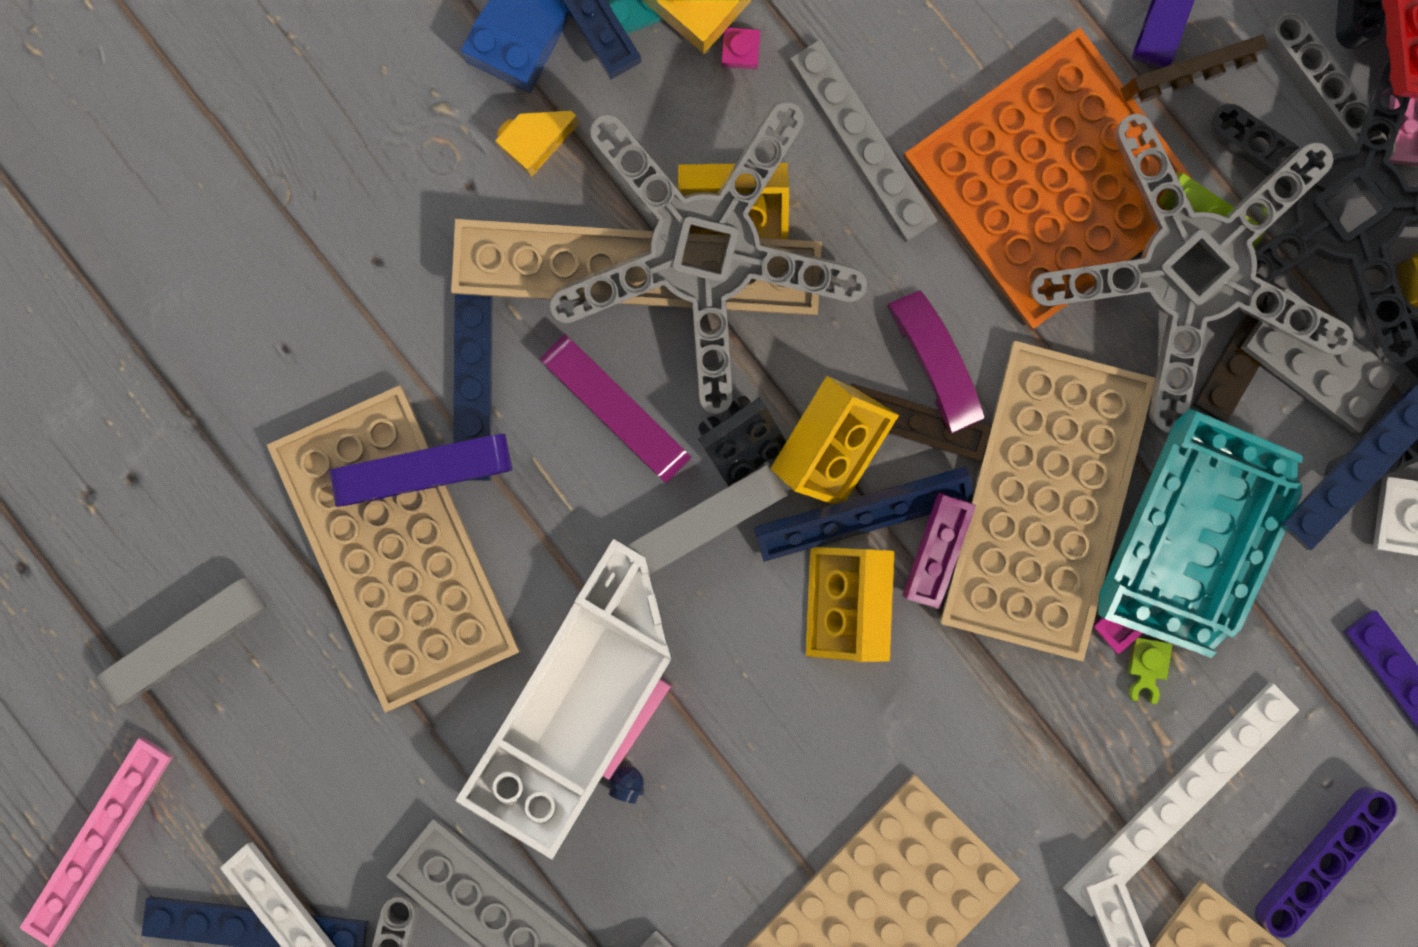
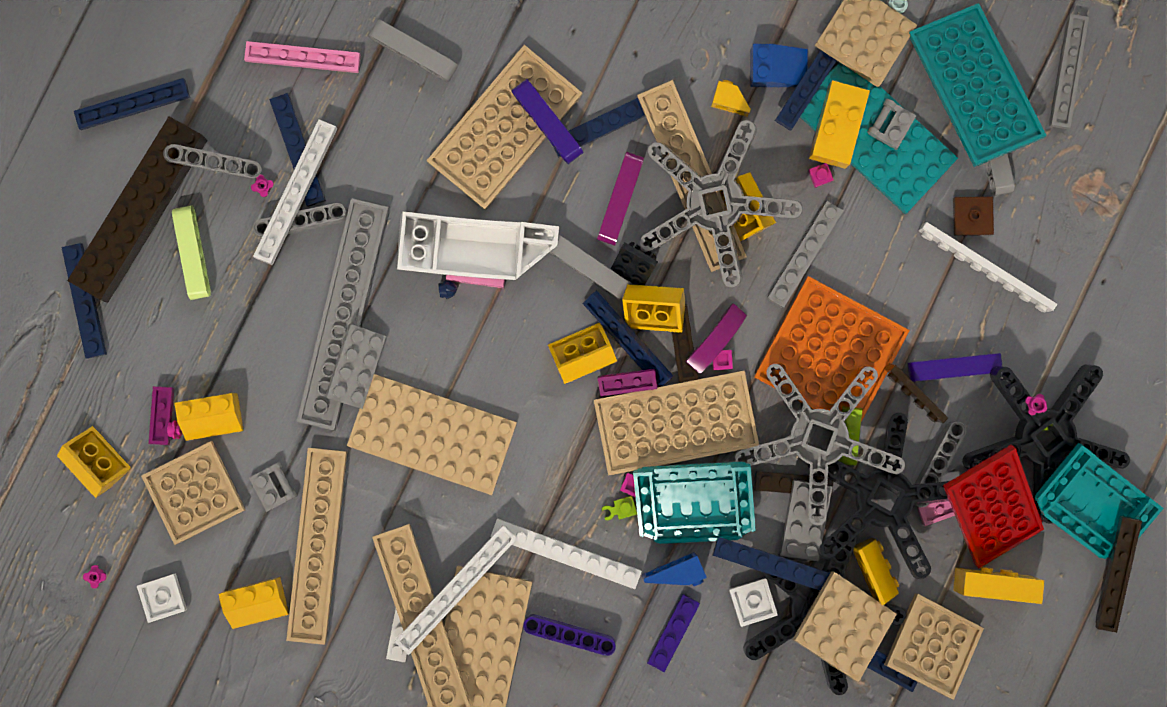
camera: 60 degrees right, 0 degrees up
(981, 368) = (723, 360): none -> dark pink plate
(1309, 624) = (682, 571): none -> blue slope

